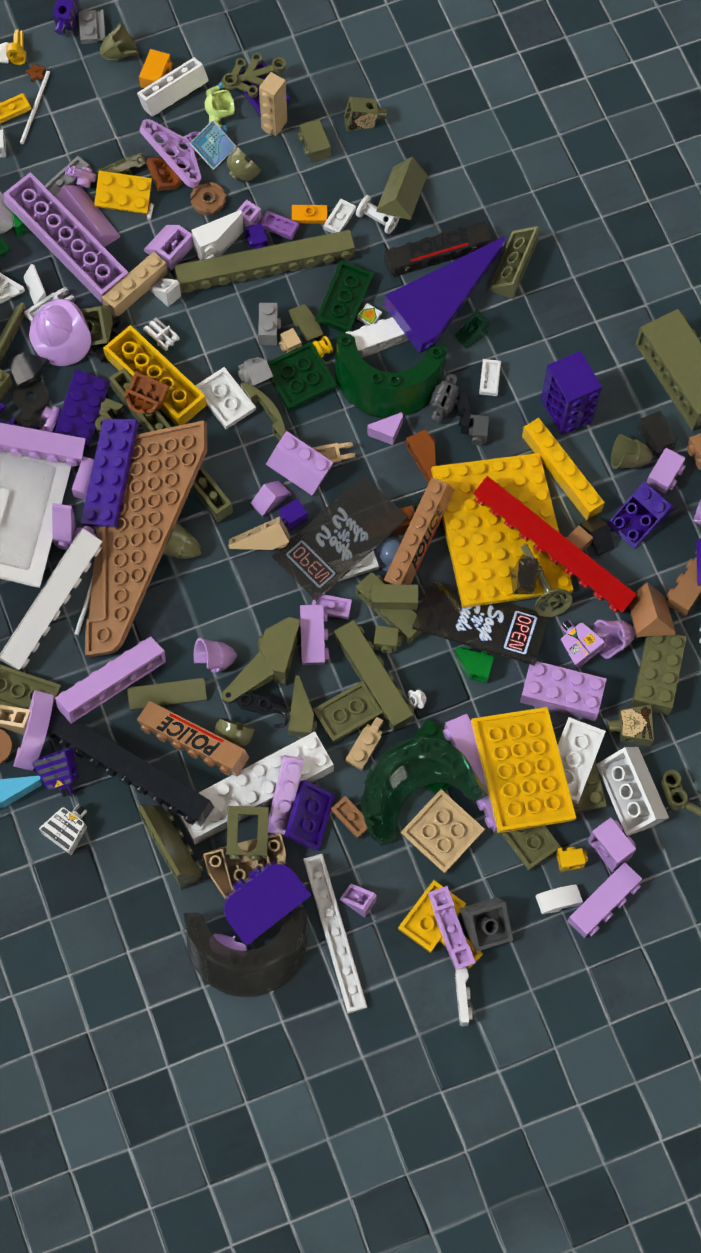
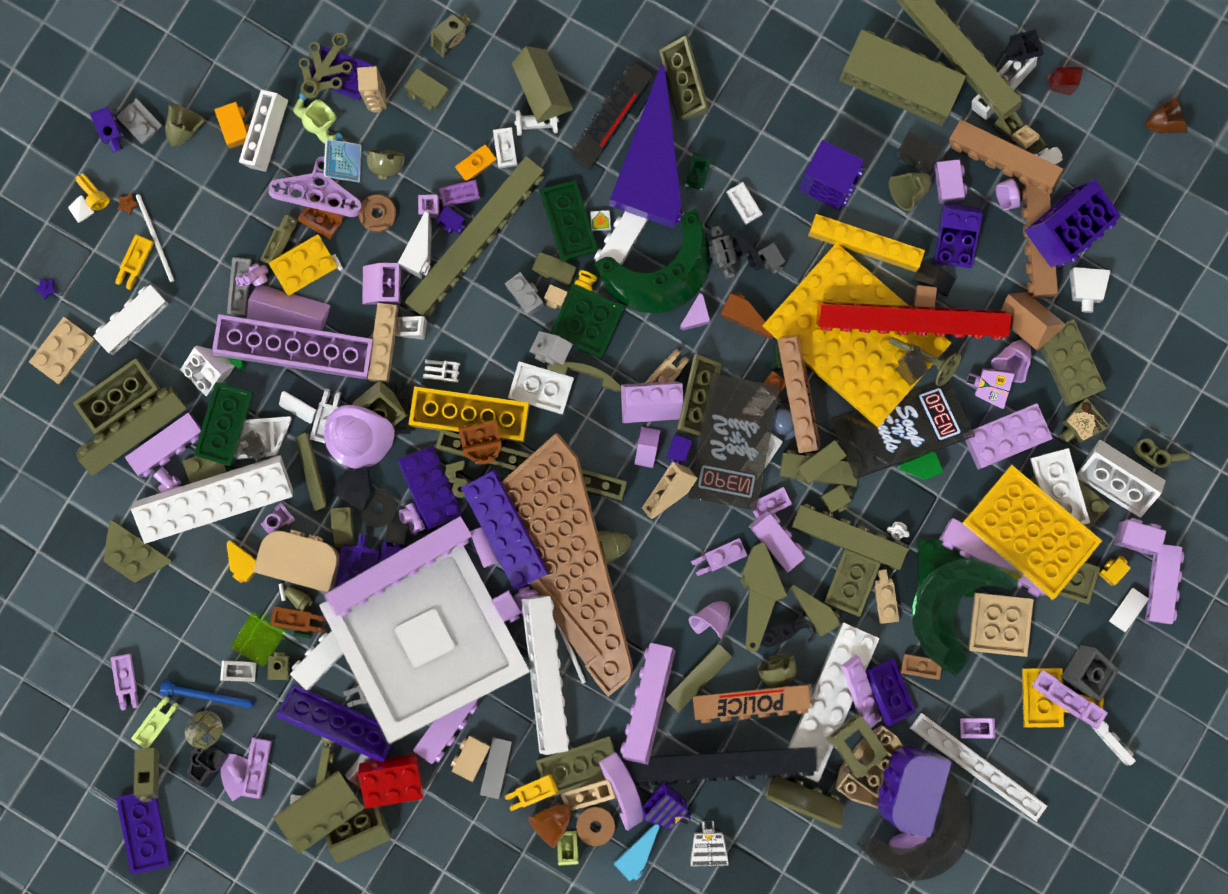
camera: 35 degrees left, 15 degrees up
(257, 616) = (721, 556): none -> lavender hinge
(337, 482) = (696, 394): none -> olive slope

